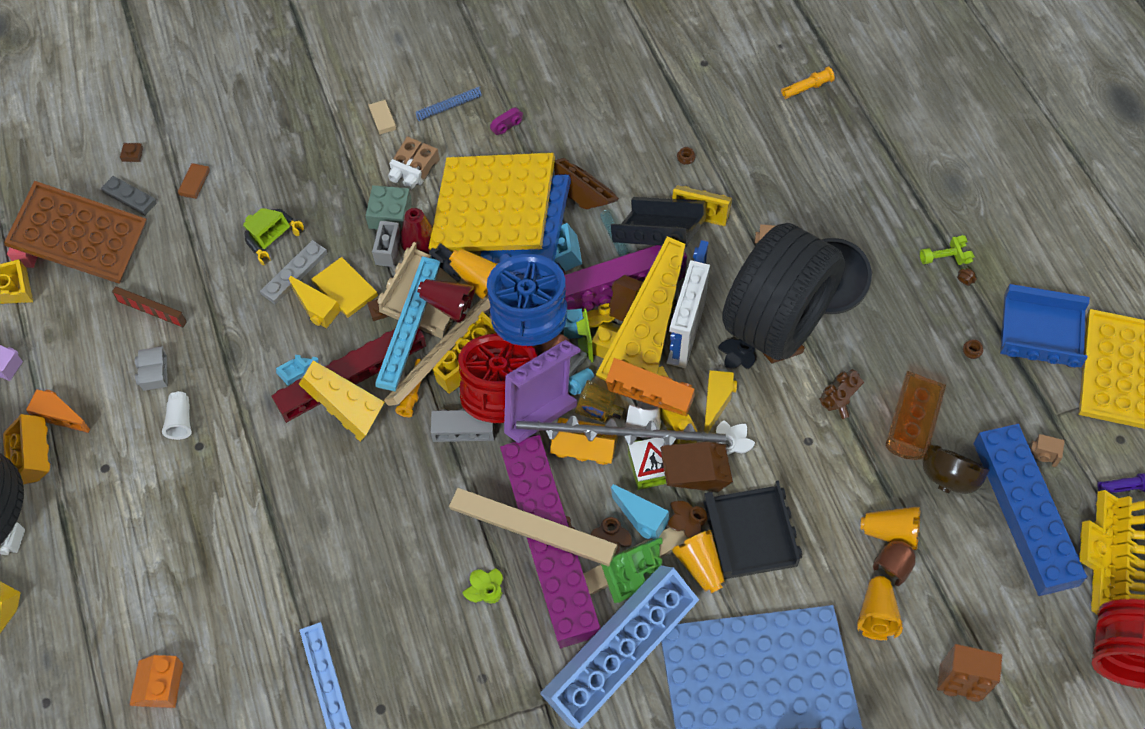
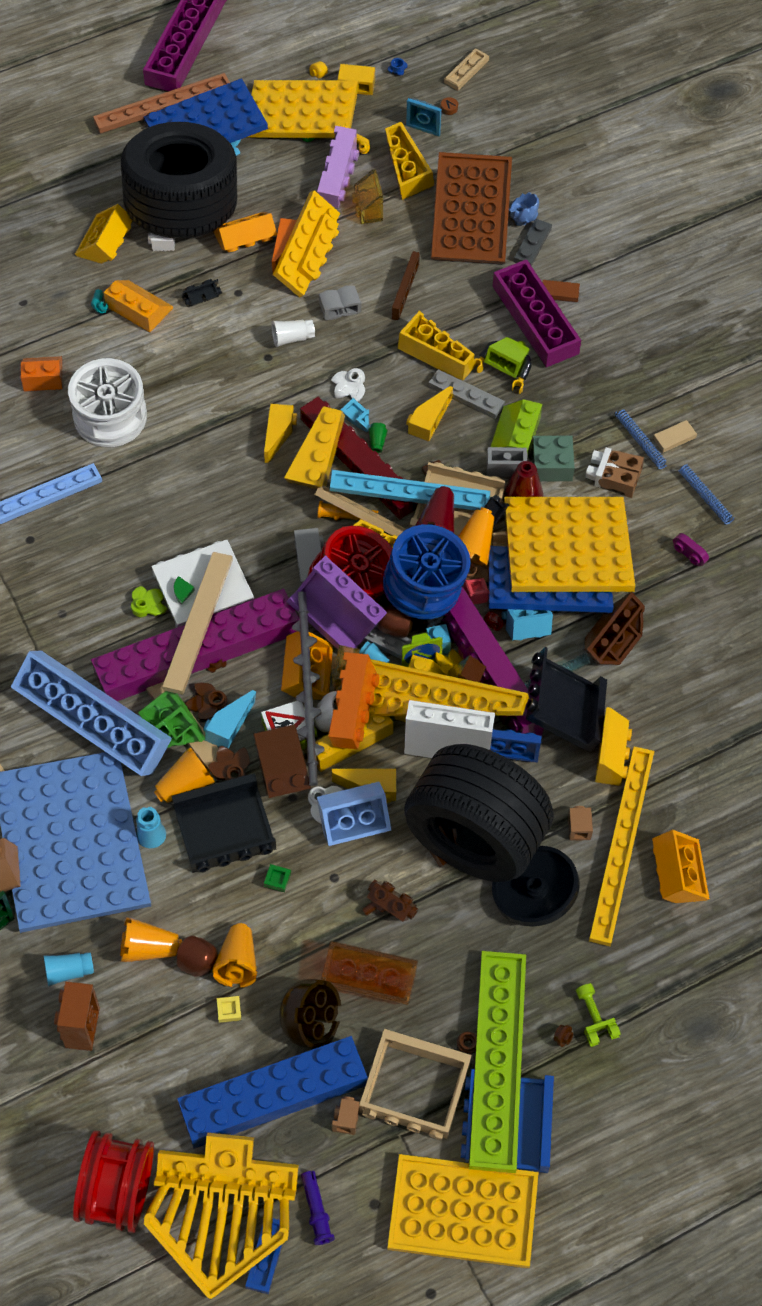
camera: 80 degrees right, 0 degrees up
(27, 323) = (368, 198): none -> clear yellow slope
(69, 387) = (308, 244): none -> yellow plate
(82, 612) = (97, 302): none -> teal arm
(89, 188) = (524, 209): none -> medium blue hair
(92, 572) = (136, 304): none -> light orange slope
(96, 510) = (194, 294): none -> black hinge
(131, 152) = (585, 233): reddish brown plate -> none
(197, 599) = (107, 402): none -> white wheel
(218, 198) = (536, 313): none -> magenta brick
(237, 286) = (431, 345): none -> yellow wedge
(258, 372) = (349, 386): none -> white plate
(293, 439) = (279, 428): none -> yellow slope
(327, 351) = (377, 436): none -> green cone
(345, 286) = (455, 438): yellow tile -> none
(348, 233) = (517, 425): none -> lime slope
(361, 145) = (631, 431): none -> medium blue piece
(469, 541) = (192, 568): none -> white panel
(486, 542) = (182, 589): none -> green tile
(686, 156) = (681, 727): reddish brown plate -> none
(754, 597) = (149, 828): none -> medium azure plant
(755, 409) = (354, 813): none -> light blue brick
(795, 212) = (621, 847): none -> yellow plate
(811, 487) = (277, 878): none -> green plate
(816, 175) = (680, 867): none -> light orange slope
(904, 690) = (67, 967): none -> medium azure plant
(945, 541) = (229, 1009): none -> light yellow plate
(993, 324) = (498, 1063): none -> lime plate
(1026, 363) = (426, 1050): none -> tan window

